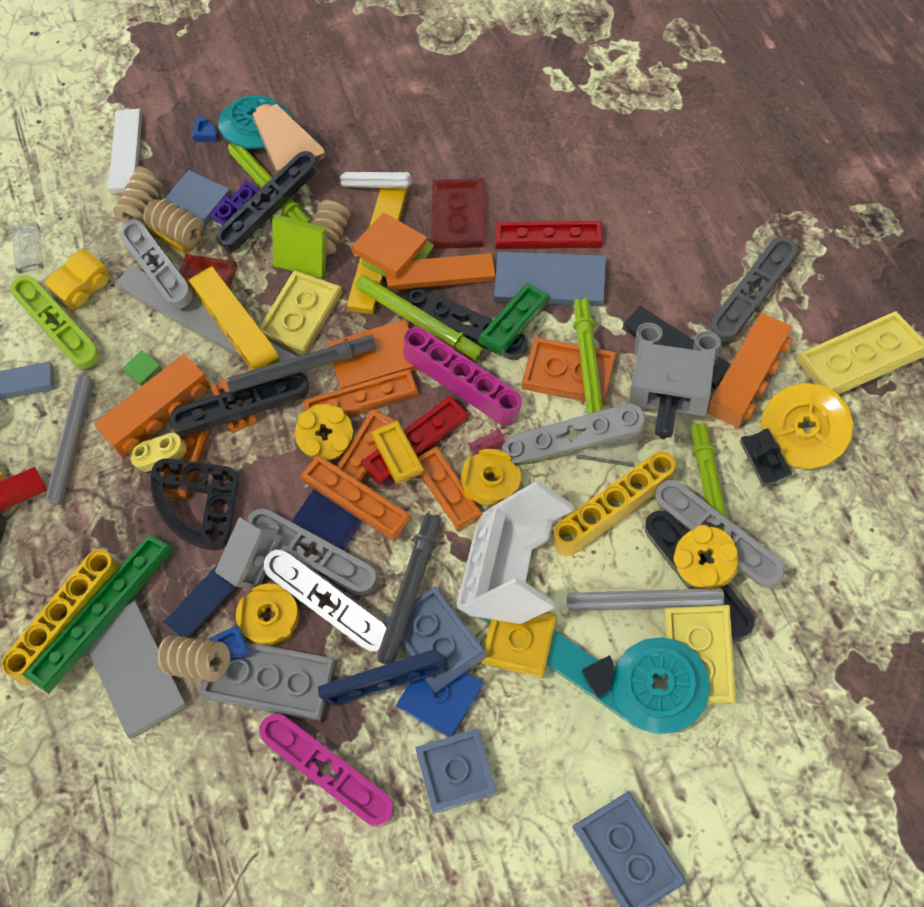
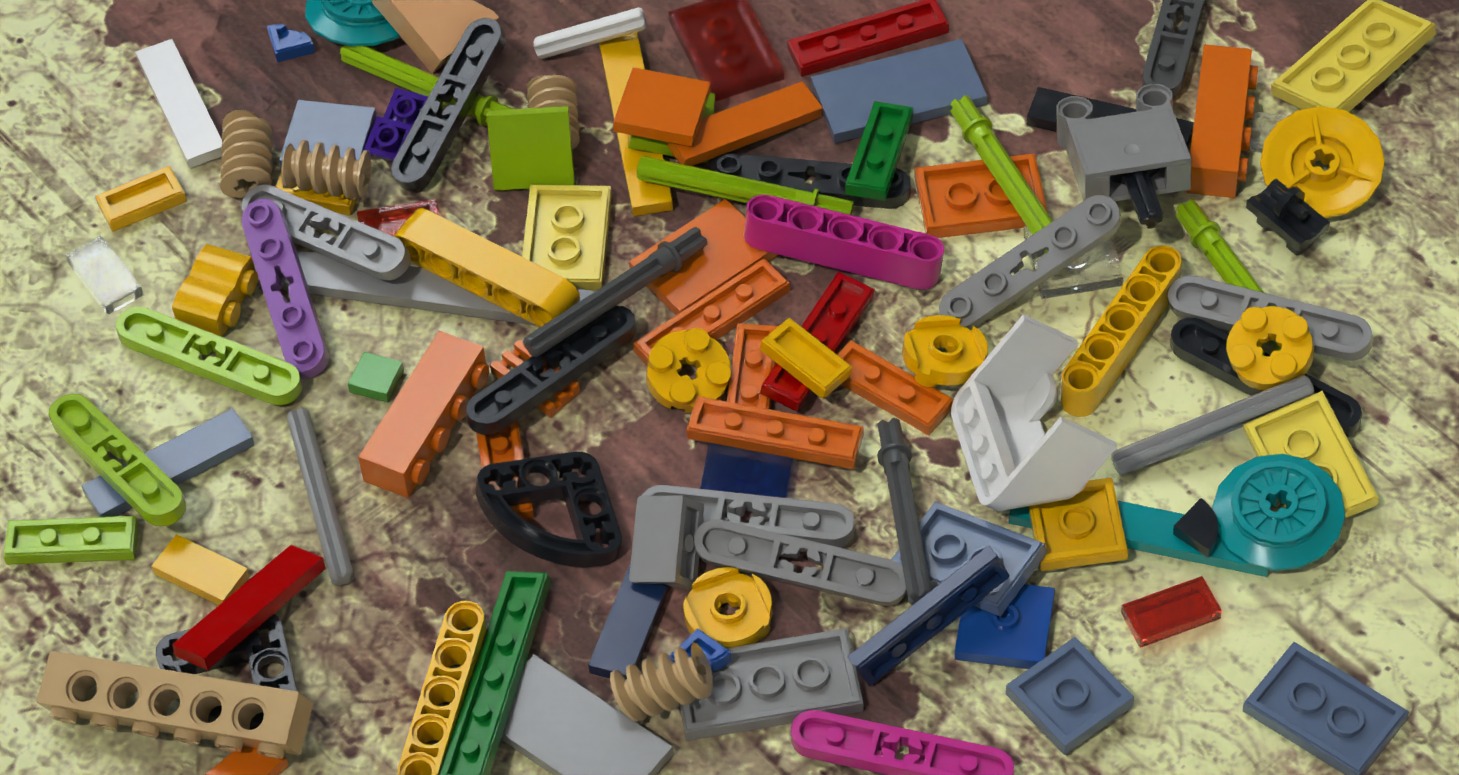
camera: 25 degrees left, 10 degrees down
(73, 205) = (141, 198): none -> yellow tile
(114, 309) = (296, 320): none -> medium lavender piece
(162, 447) = (458, 470): light yellow plate -> none
(493, 440) = (924, 305): clear pink pin -> none
(555, 730) = (1171, 611): none -> clear red tile

